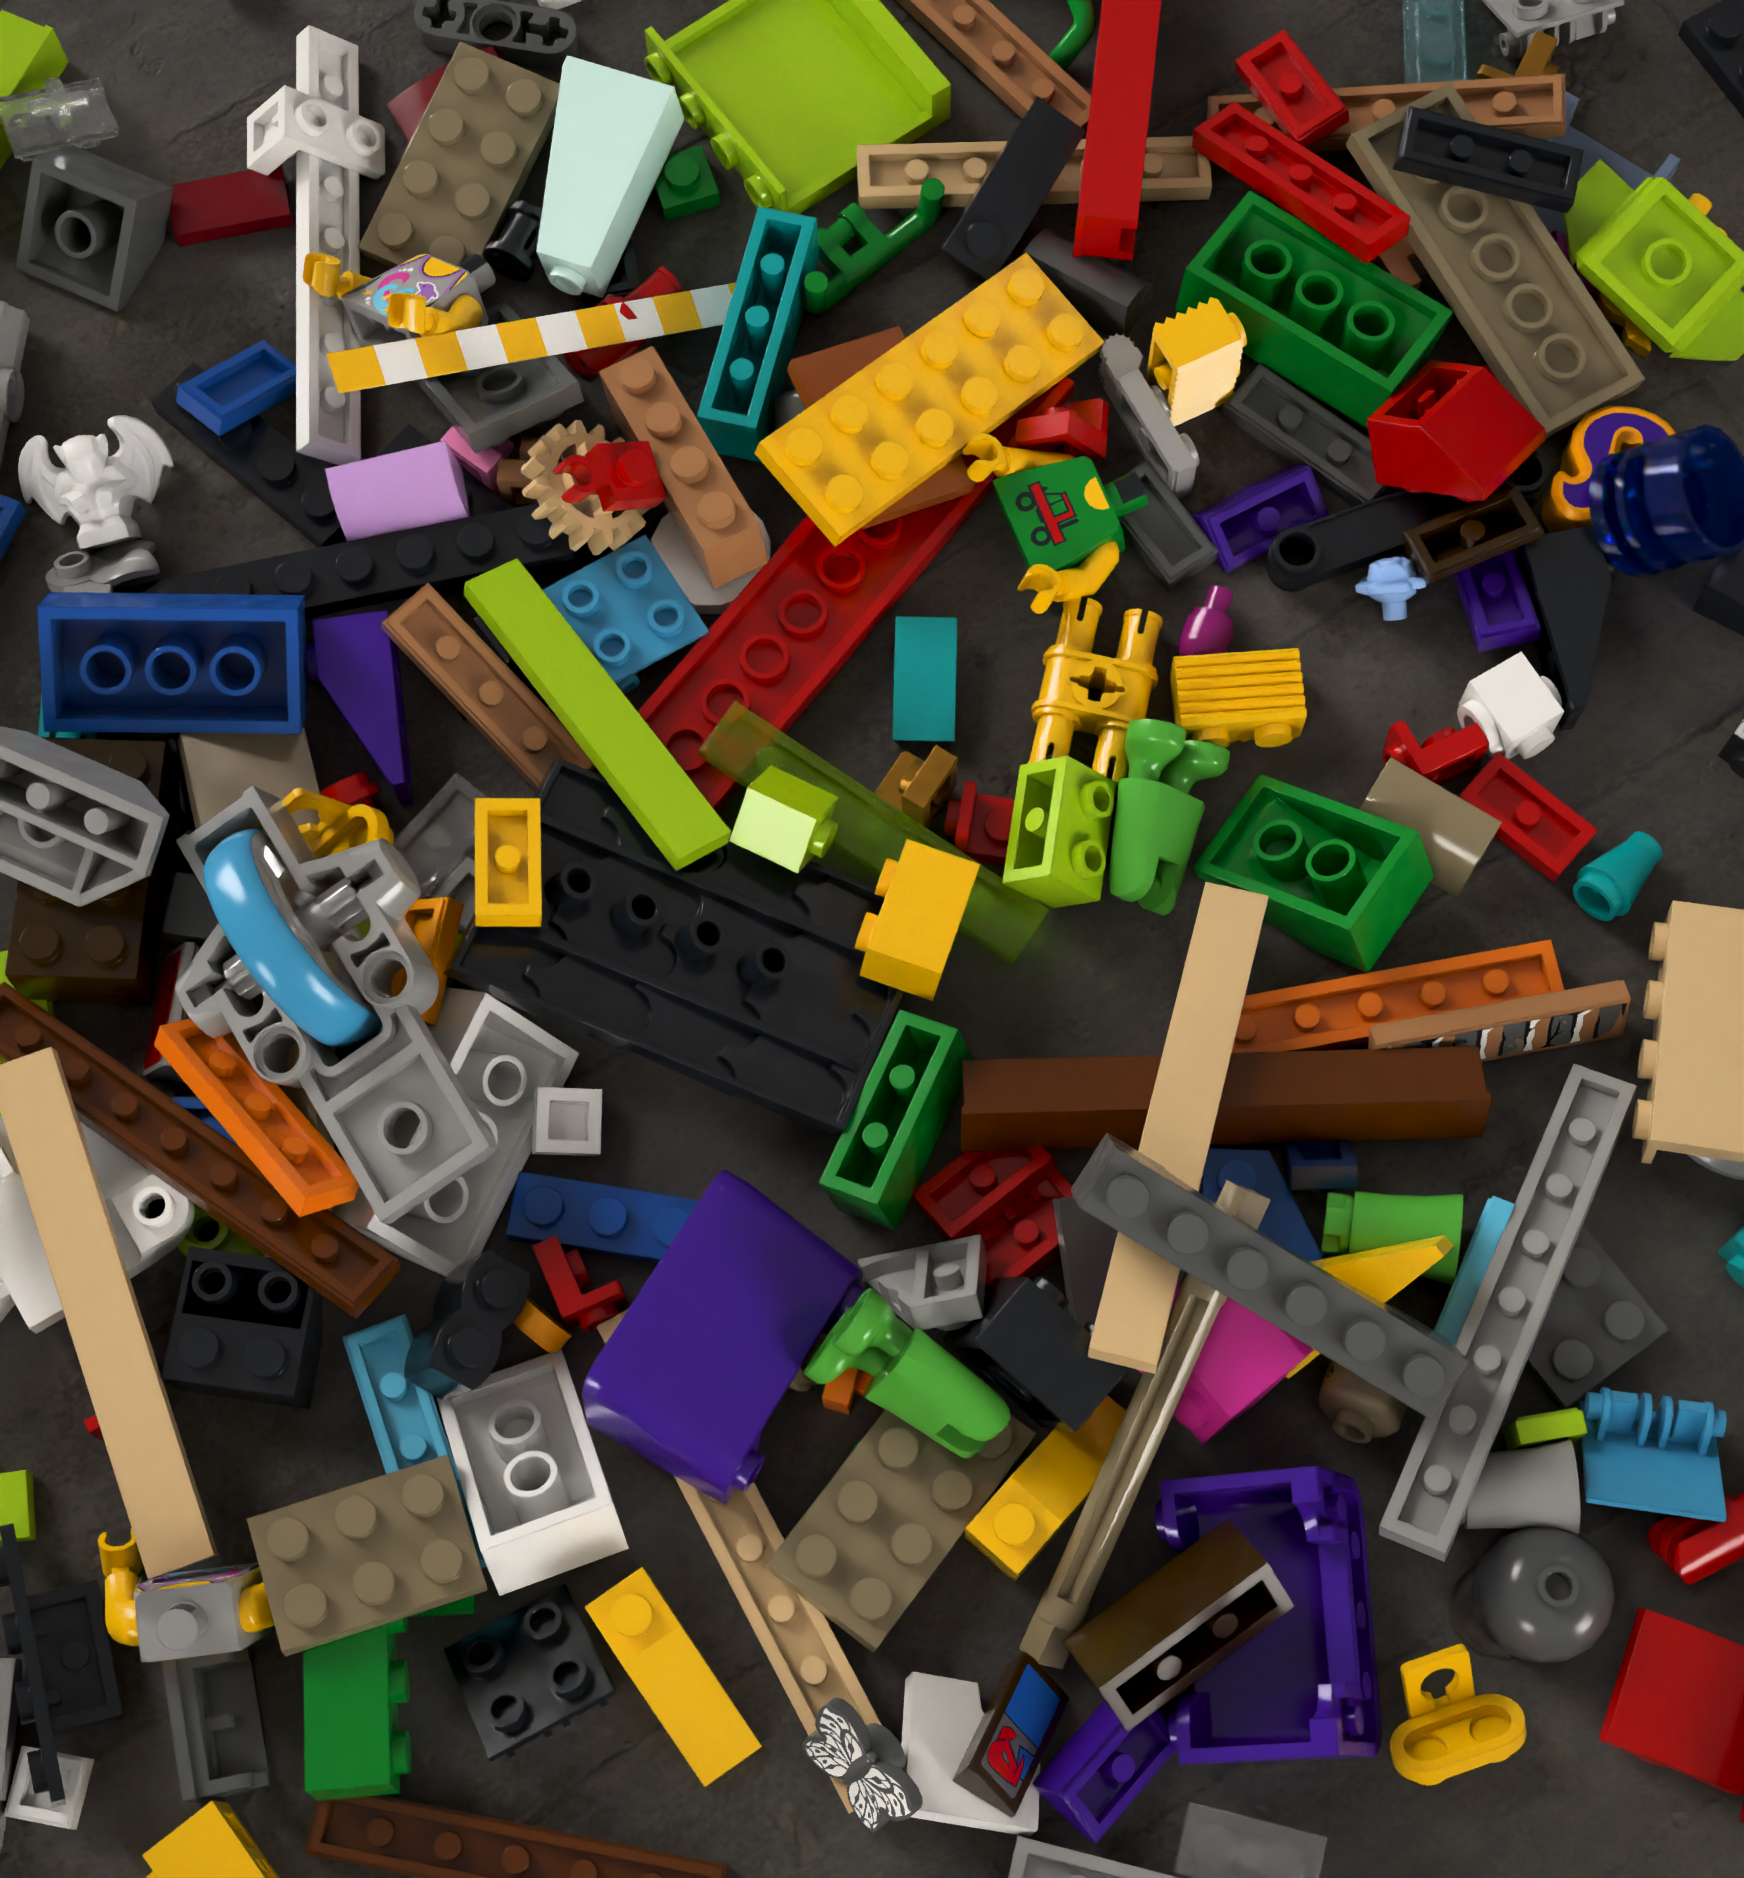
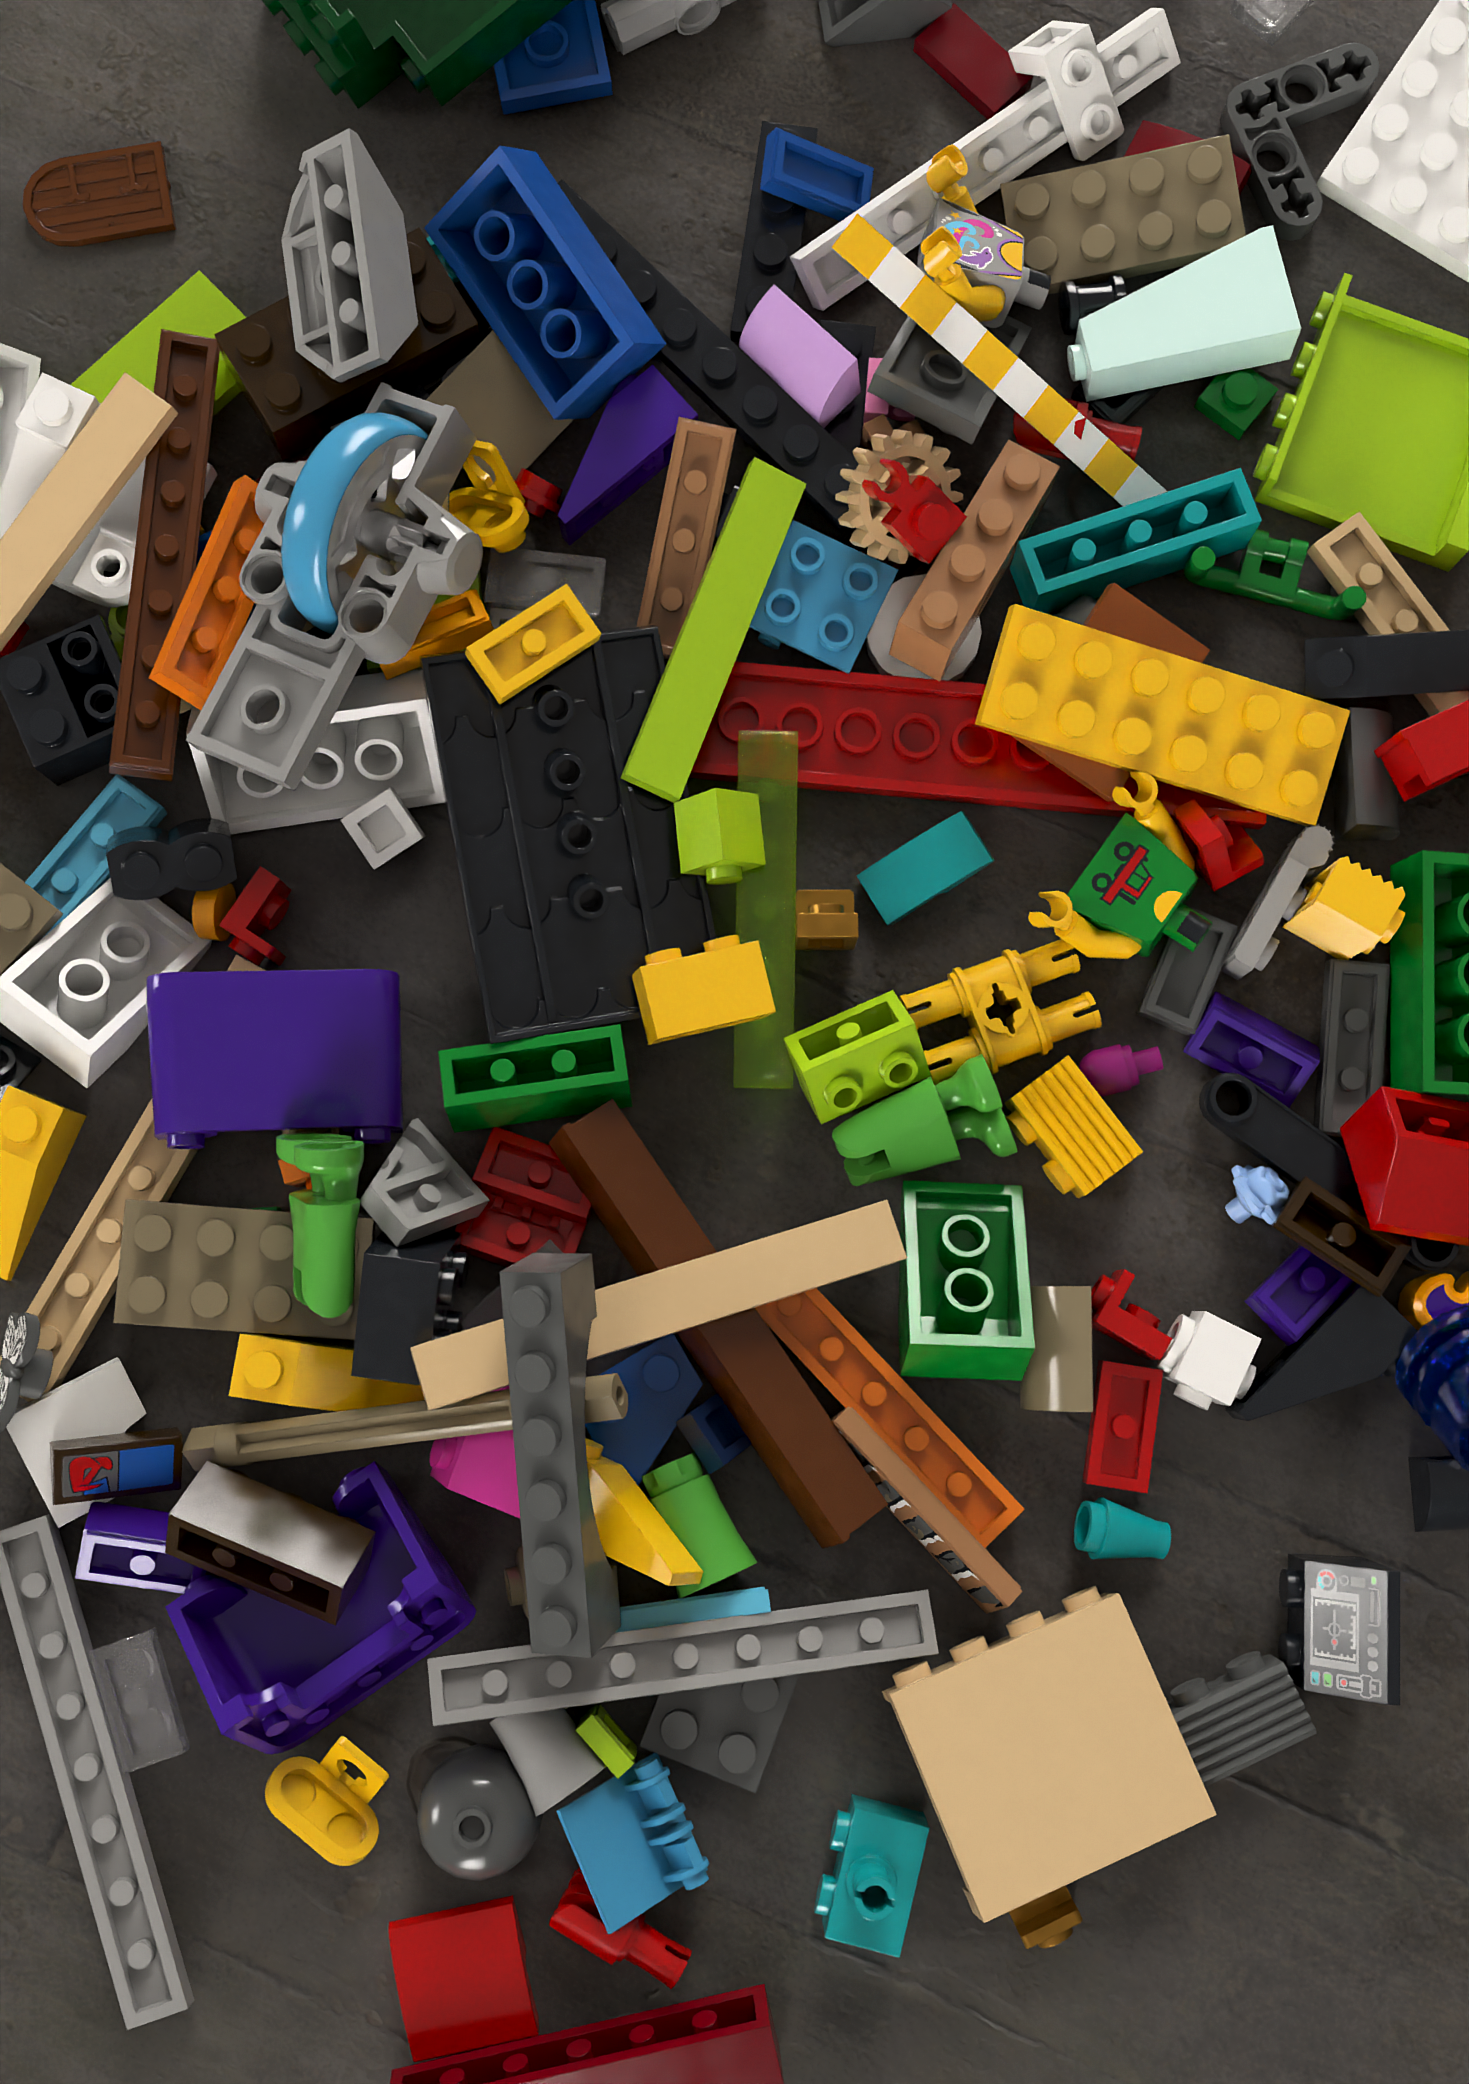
camera: 55 degrees right, 10 degrees up
(94, 486) = (658, 131): white animal -> none
(104, 569) = (585, 175): light grey plate -> none
(596, 1217) = (327, 899): blue plate -> none
(980, 824) = (828, 986): red bracket -> none

